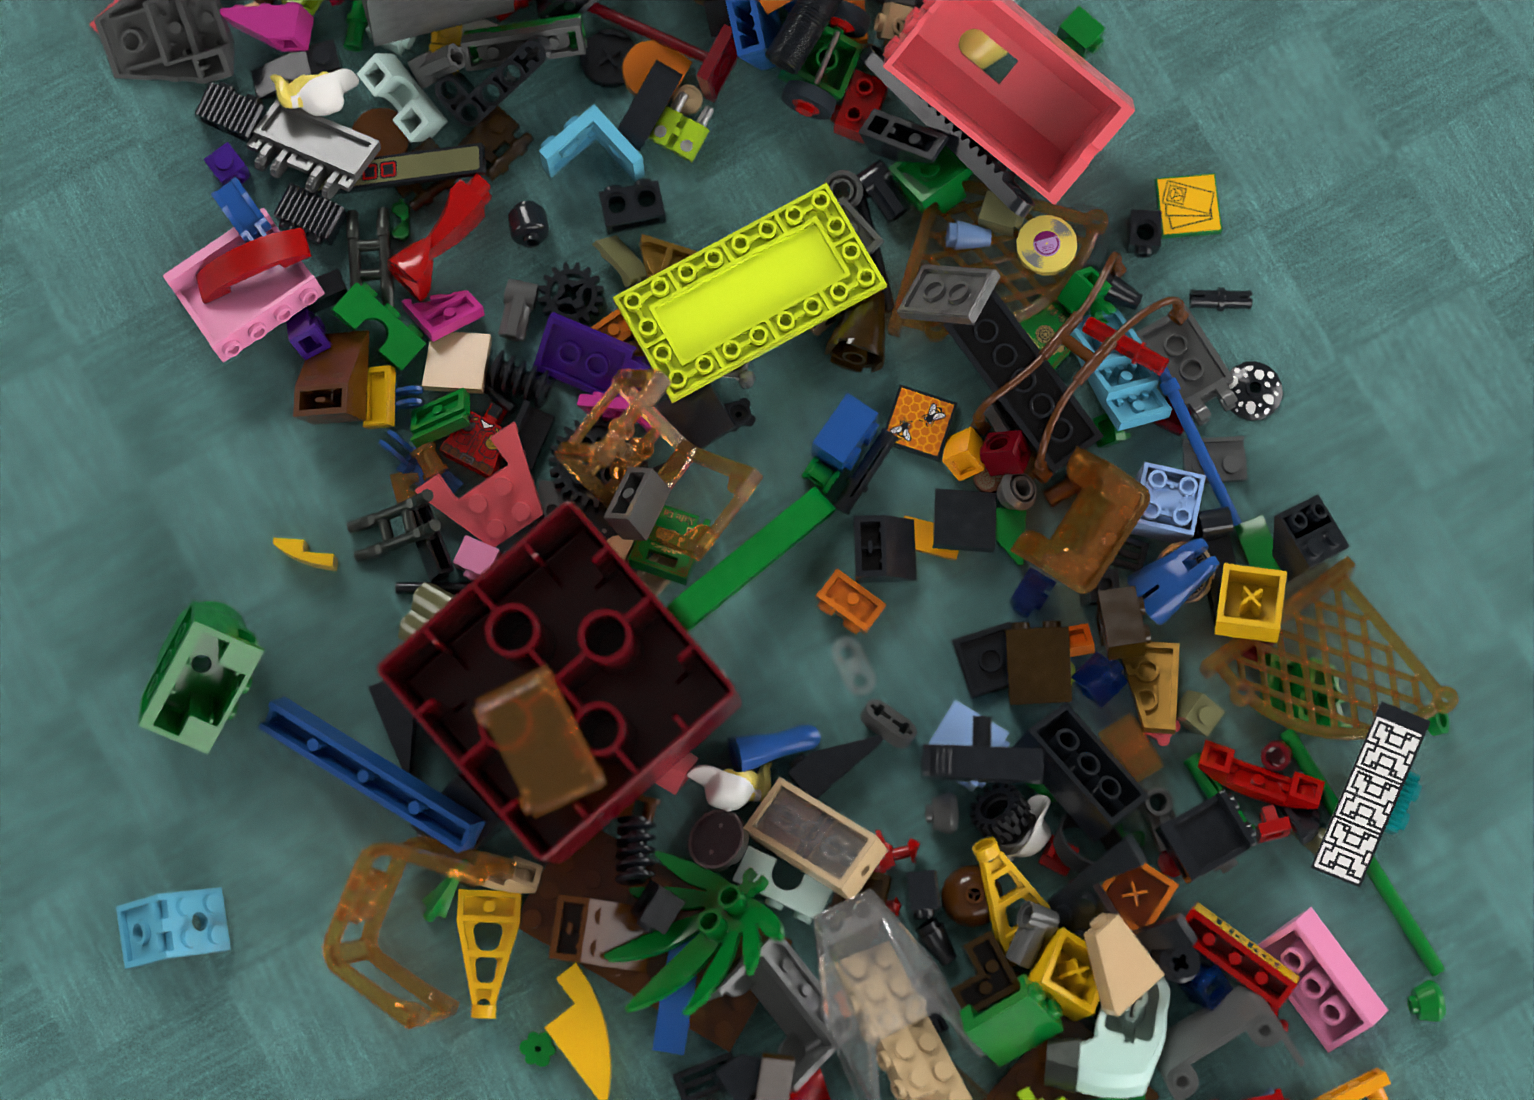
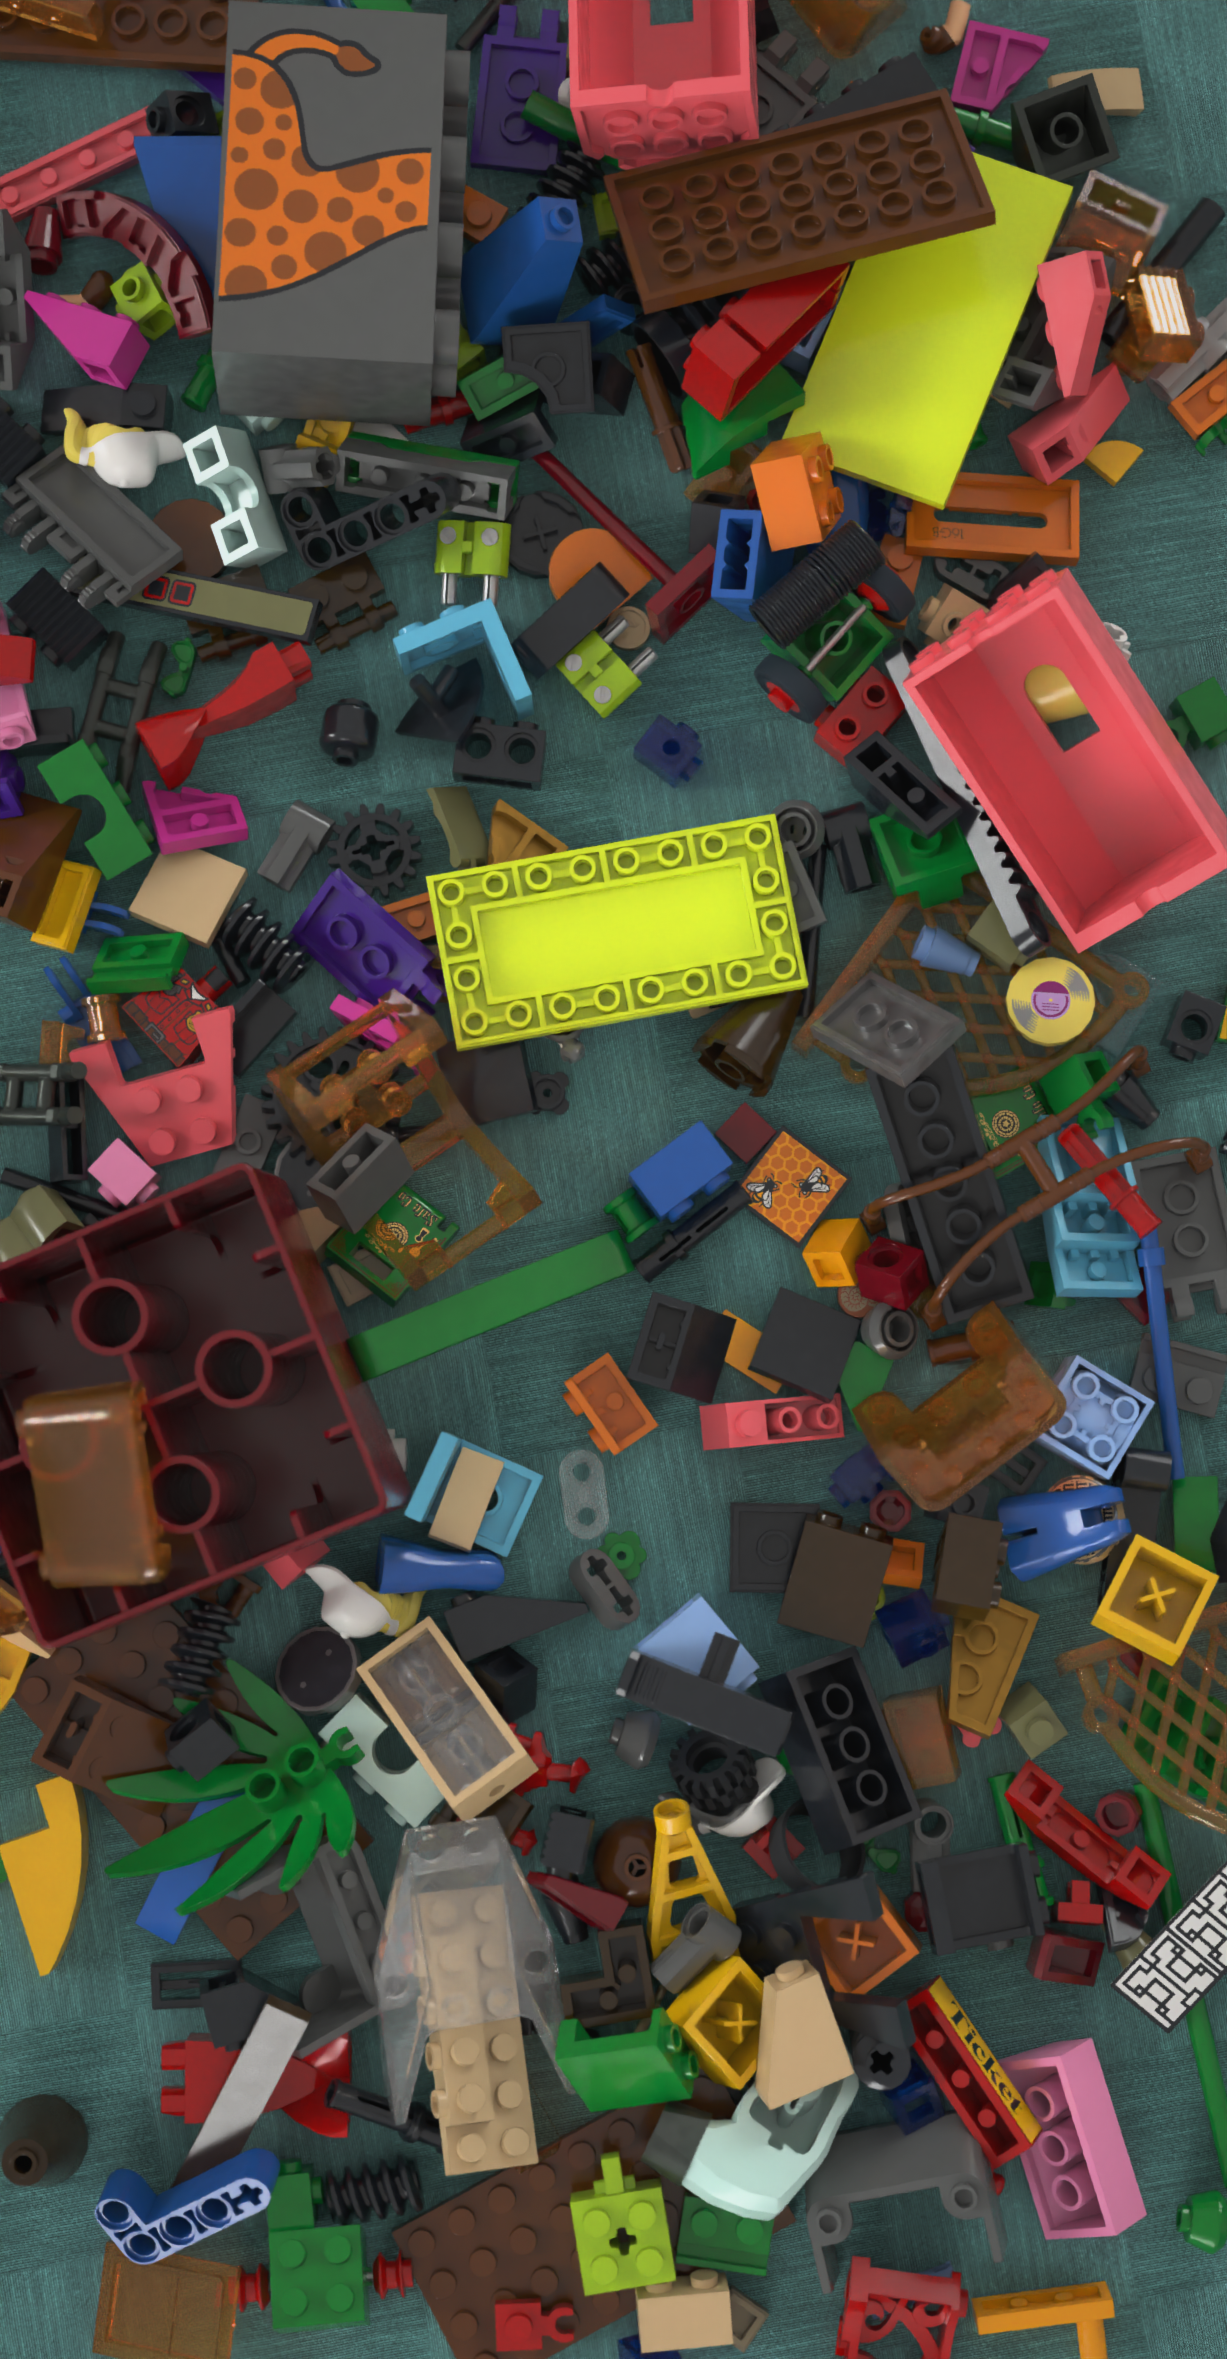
camera: 20 degrees right, 5 degrees up
(568, 82) = (471, 551): none -> lime piece
(586, 186) = (447, 705): none -> black shield
(742, 168) = (670, 751): none -> clear blue brick
(763, 685) = (514, 1489): none -> medium azure bracket
(777, 693) = (466, 1499): none -> tan slope
(848, 802) = (508, 1683): none -> black panel
(878, 396) = (745, 1133): none -> dark red tile
(893, 690) = (629, 1544): none -> green plant
(949, 929) = (589, 1904): none -> dark red slope
(958, 578) = (770, 1422): none -> coral slope
(1057, 608) = (890, 1510): none -> dark red tile
(1274, 861) = (1065, 1957): none -> dark red slope

